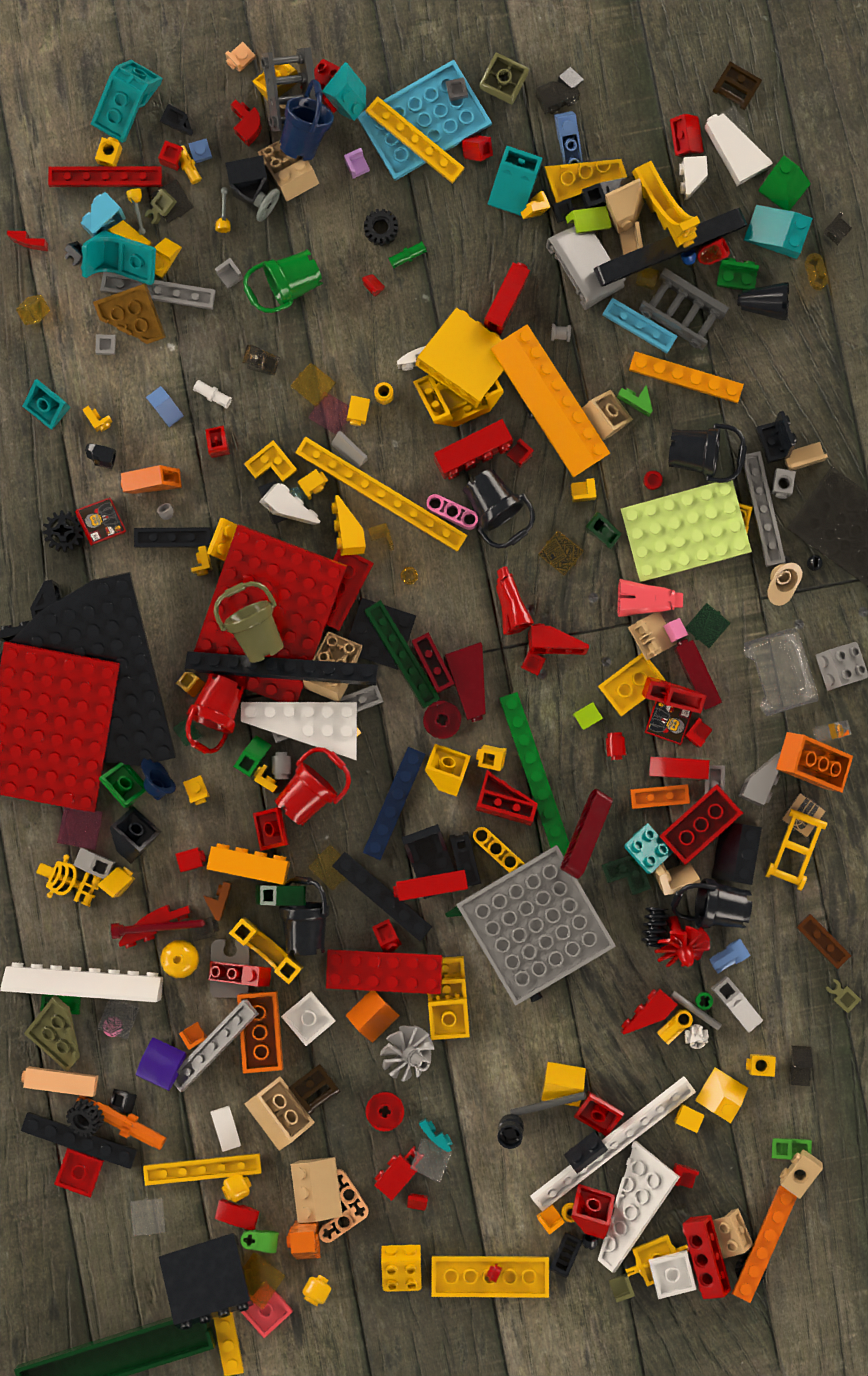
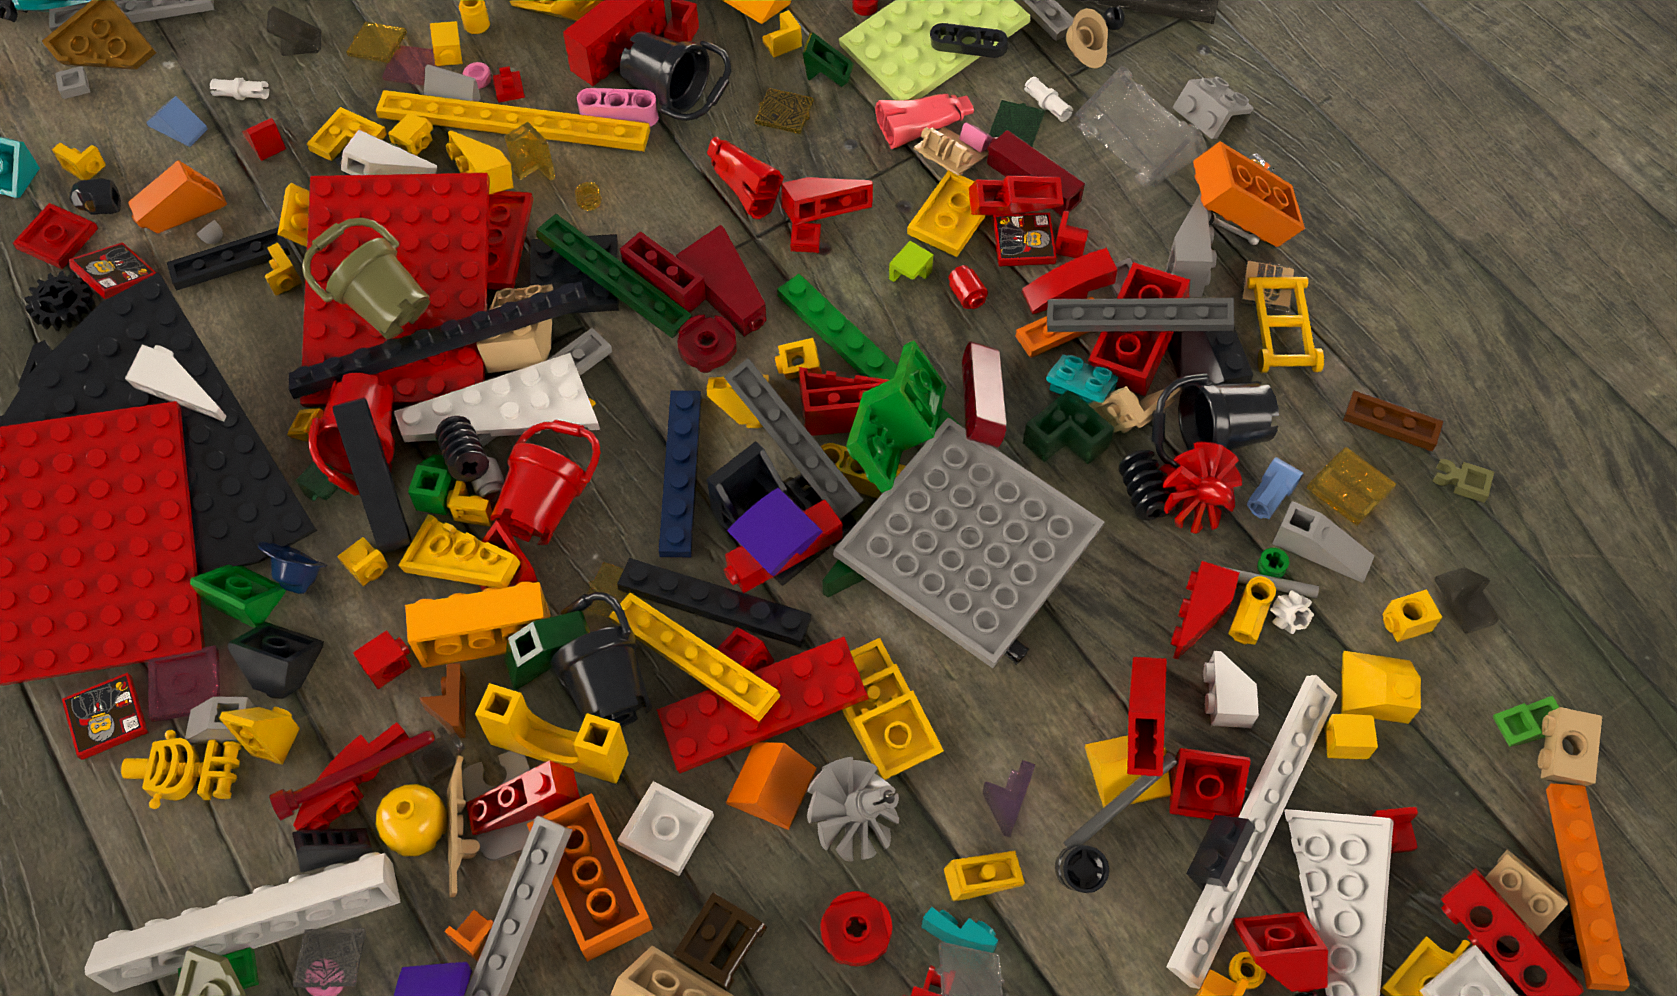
camera: 25 degrees left, 25 degrees down
(34, 830) = (104, 716): none -> tile
(70, 472) = (55, 235): none -> red tile
(118, 650) = (162, 376): none -> white slope
(134, 966) = (329, 846): none -> black slope
(200, 974) = (457, 848): none -> tan piece
(216, 751) = (372, 475): none -> black beam
(248, 813) = (457, 556): none -> yellow wing
(270, 750) = (461, 449): none -> black piece
(357, 932) = (698, 658): none -> yellow plate
(370, 441) = (480, 72): none -> bright pink tile
(388, 460) = (508, 85): none -> red tile
(427, 882) = (774, 531): none -> dark purple slope
(462, 822) = (794, 439): none -> dark grey plate
(462, 1109) = (983, 875): none -> yellow slope
(490, 1080) = (1007, 801): none -> slope
(527, 834) = (896, 417): none -> green bracket
(583, 1067) = (1147, 716): none -> red slope
(638, 1069) = (1231, 693): none -> white slope
(685, 554) = (949, 44): none -> black beam
(700, 825) = (1140, 314): none -> dark grey plate
(736, 616) = (1048, 99): none -> white pin
(775, 972) = (1351, 486): none -> clear yellow slope

